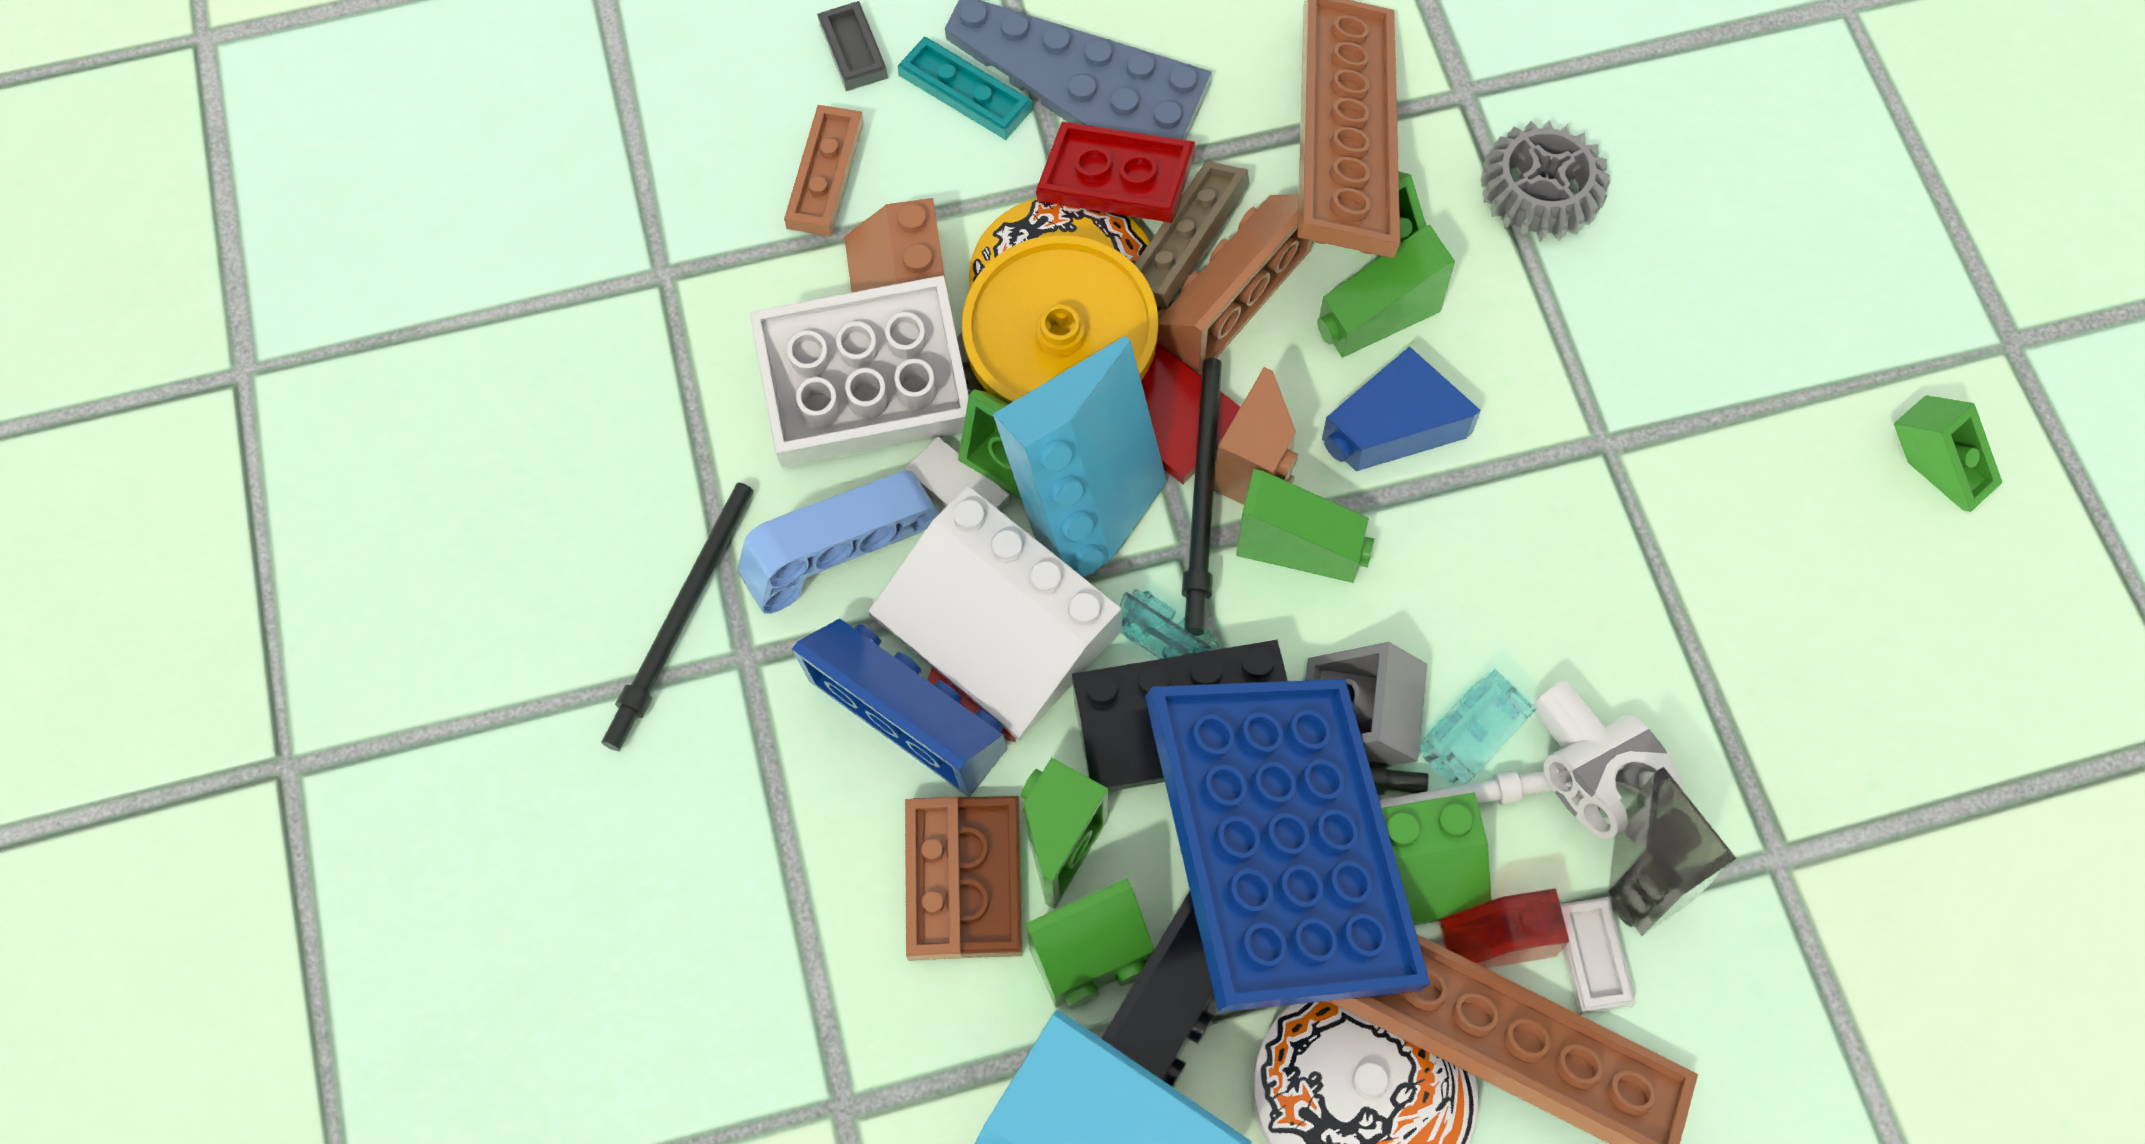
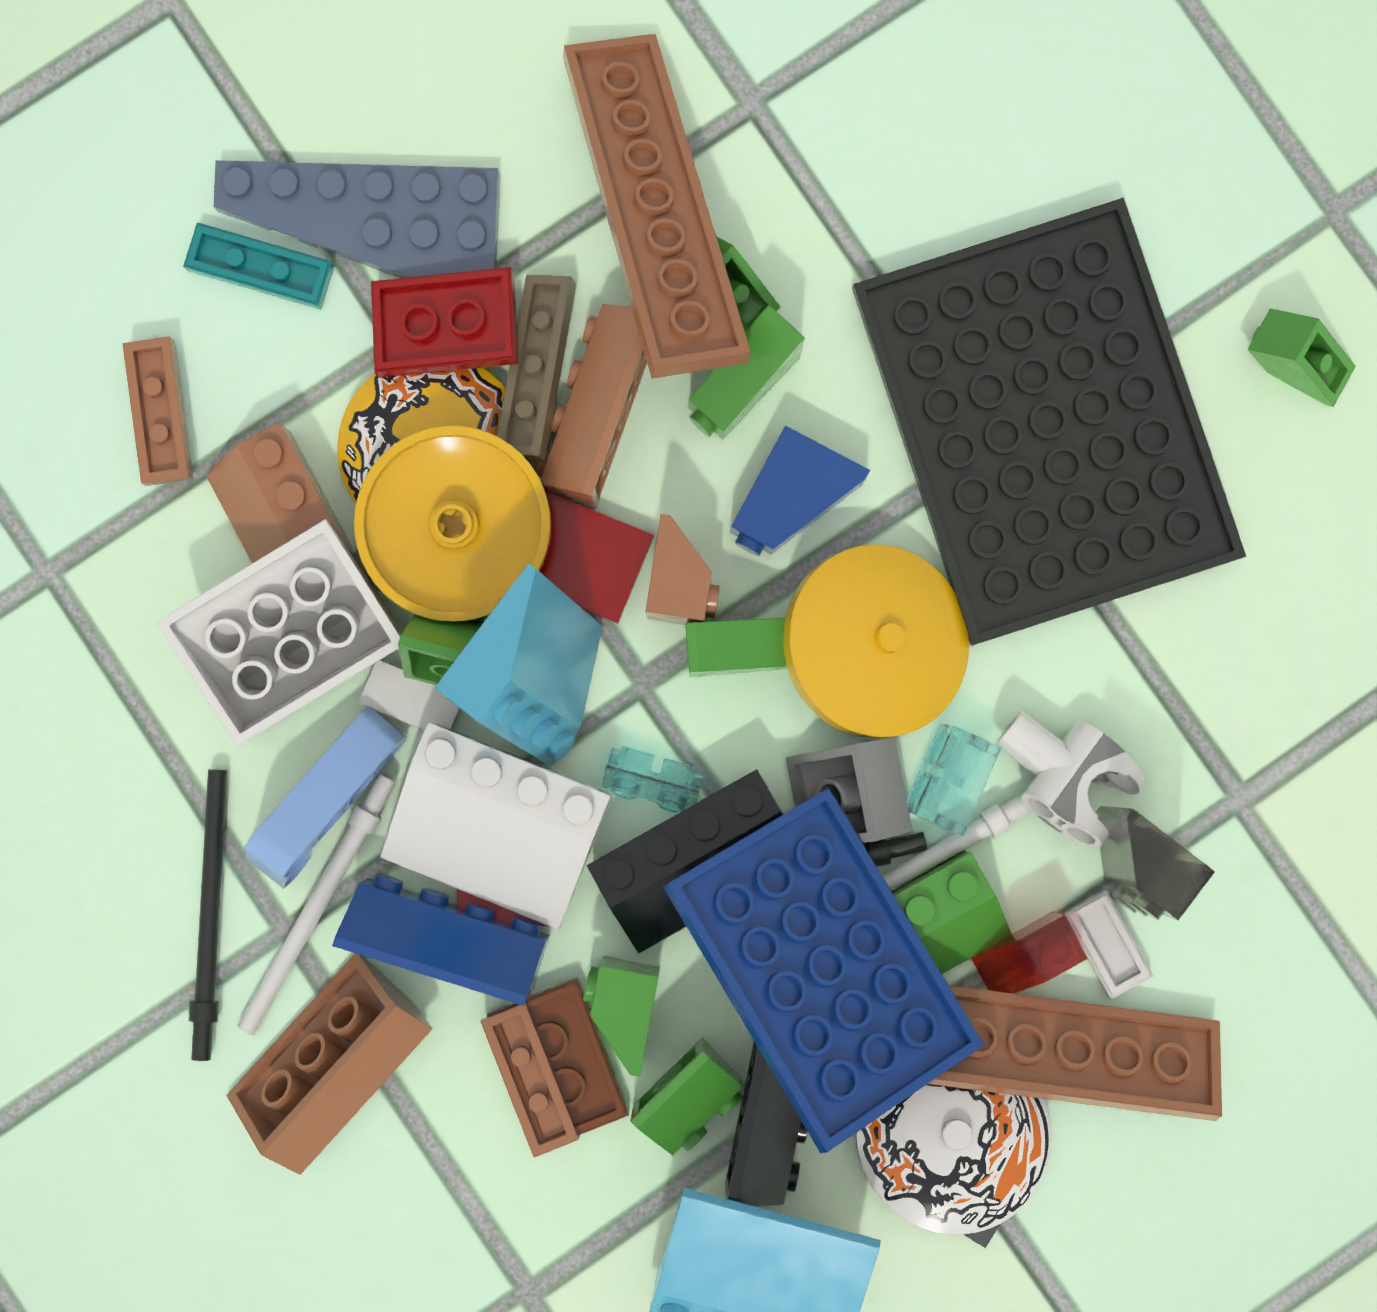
camera: 20 degrees left, 20 degrees up
(735, 792) = (327, 1064): none -> nougat slope
(852, 46) = (127, 254): dark grey tile -> none
(864, 578) = (362, 822): none -> white bar
(1197, 581) = (666, 728): pearl dark grey bar -> none
(1437, 568) = (875, 641): none -> yellow dish
(1543, 195) = (844, 172): light grey gear -> none
(1672, 439) = (1048, 421): none -> pearl dark grey plate

